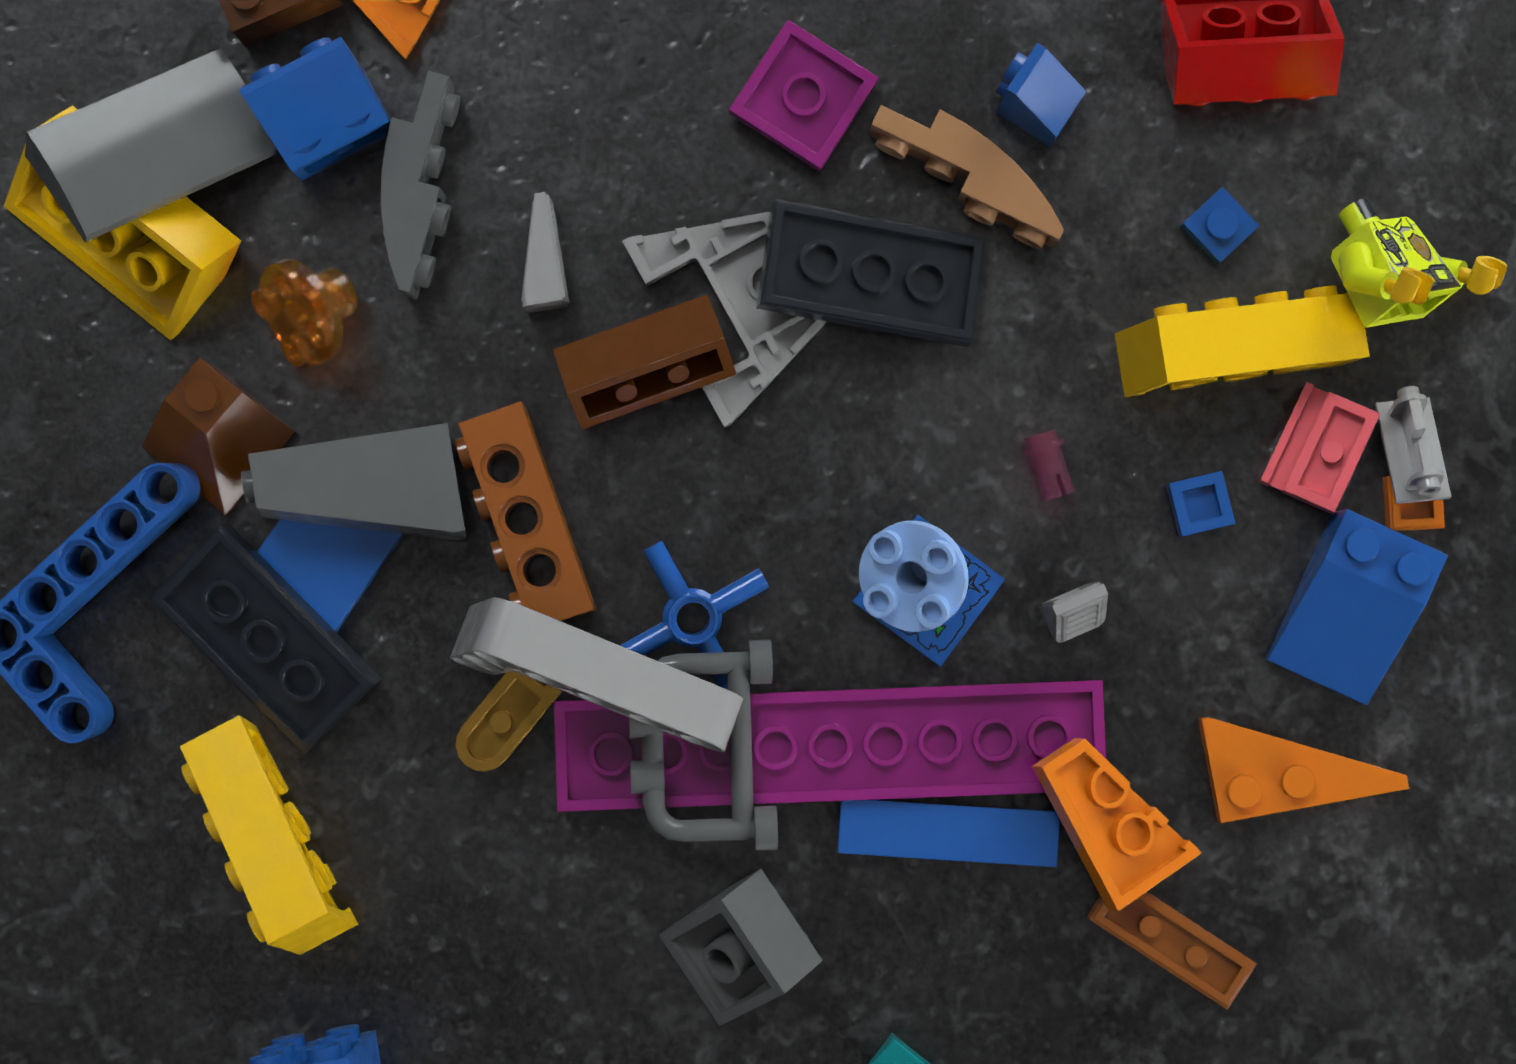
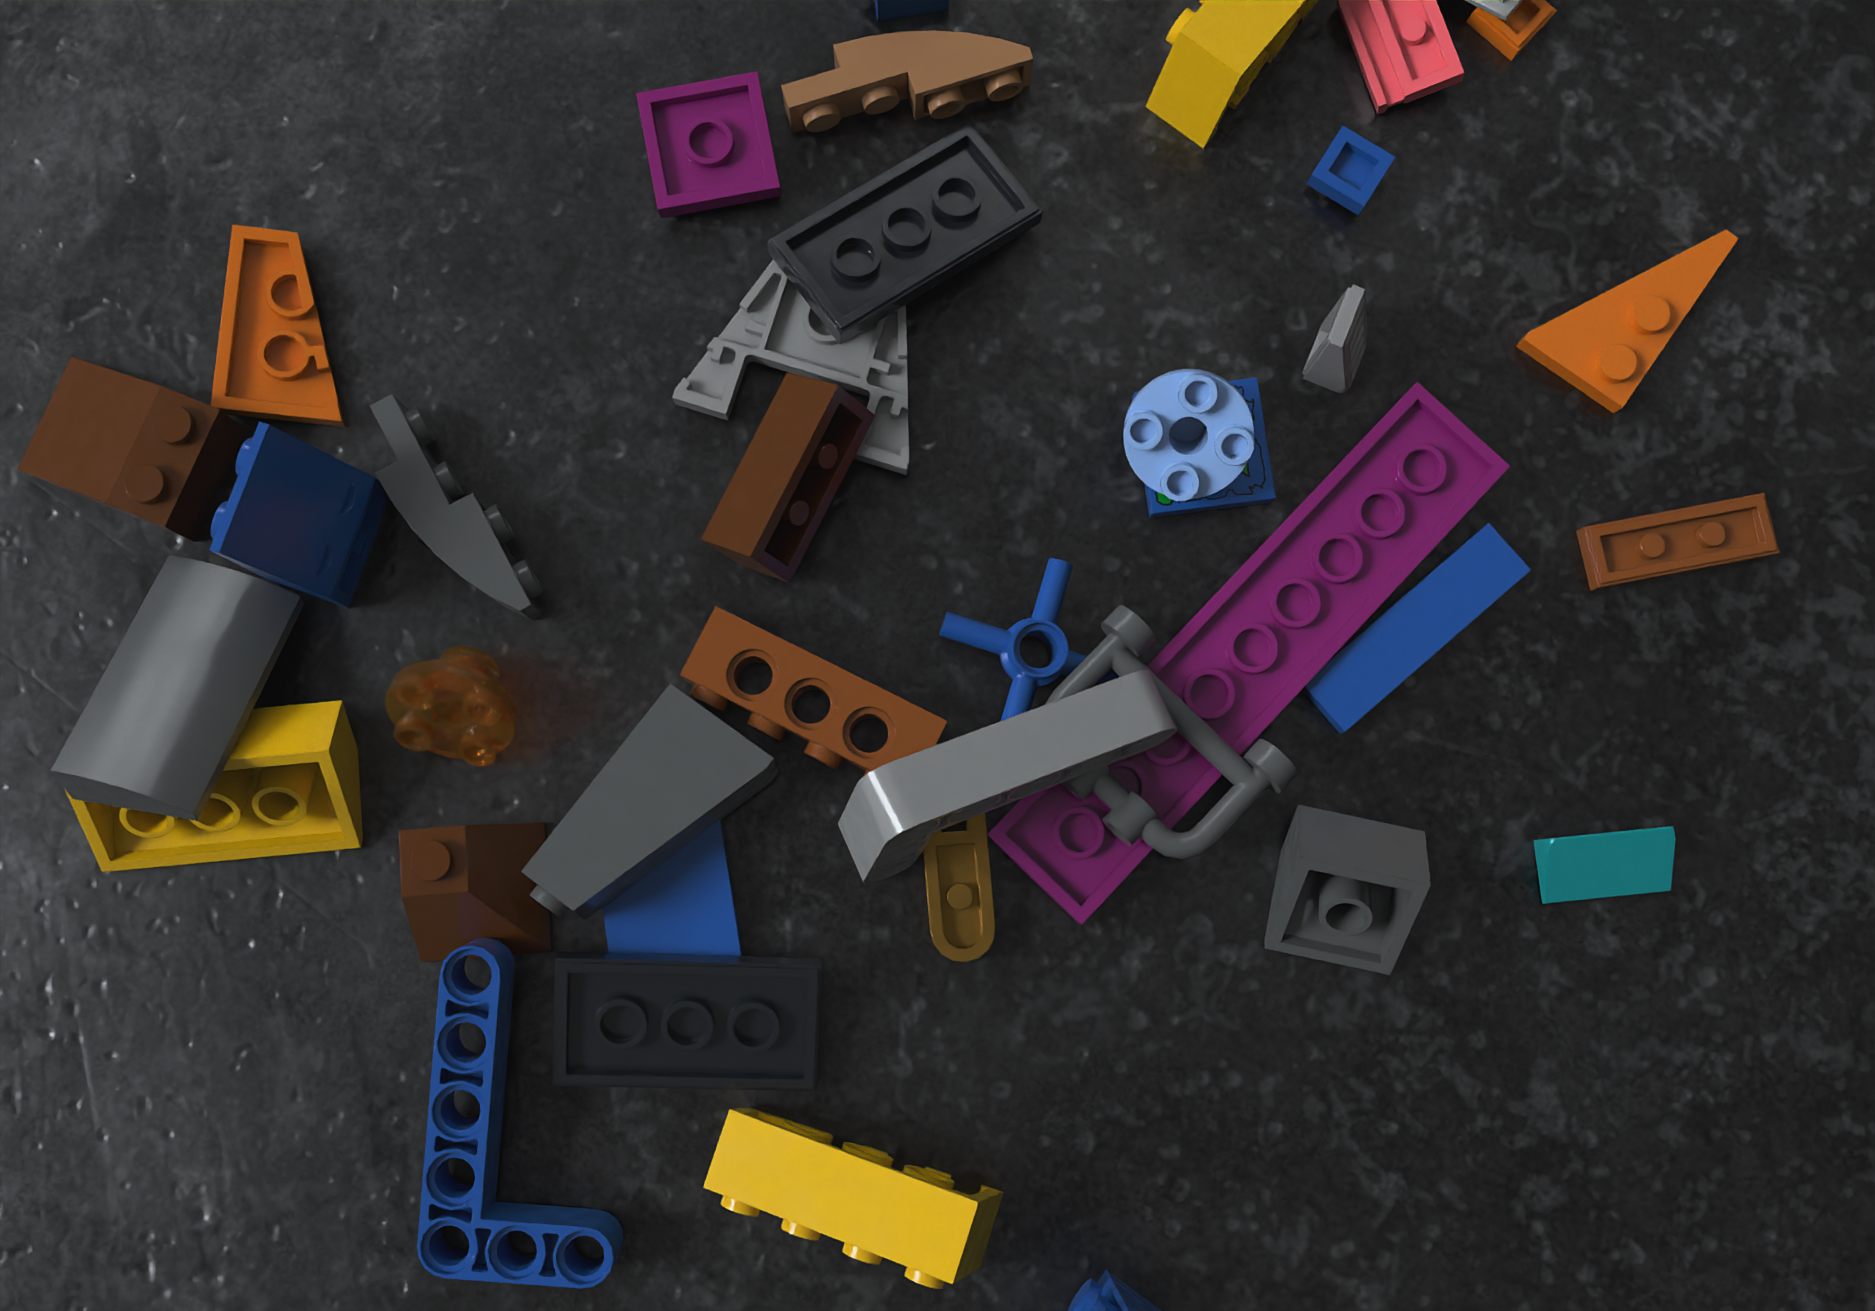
camera: 50 degrees left, 5 degrees down
(544, 269) = (634, 486): light grey slope -> none
(1048, 464) = (1199, 253): clear pink pin -> none
(1110, 825) = (1550, 491): orange wing -> none
(1355, 605) = (1551, 131): blue slope -> none

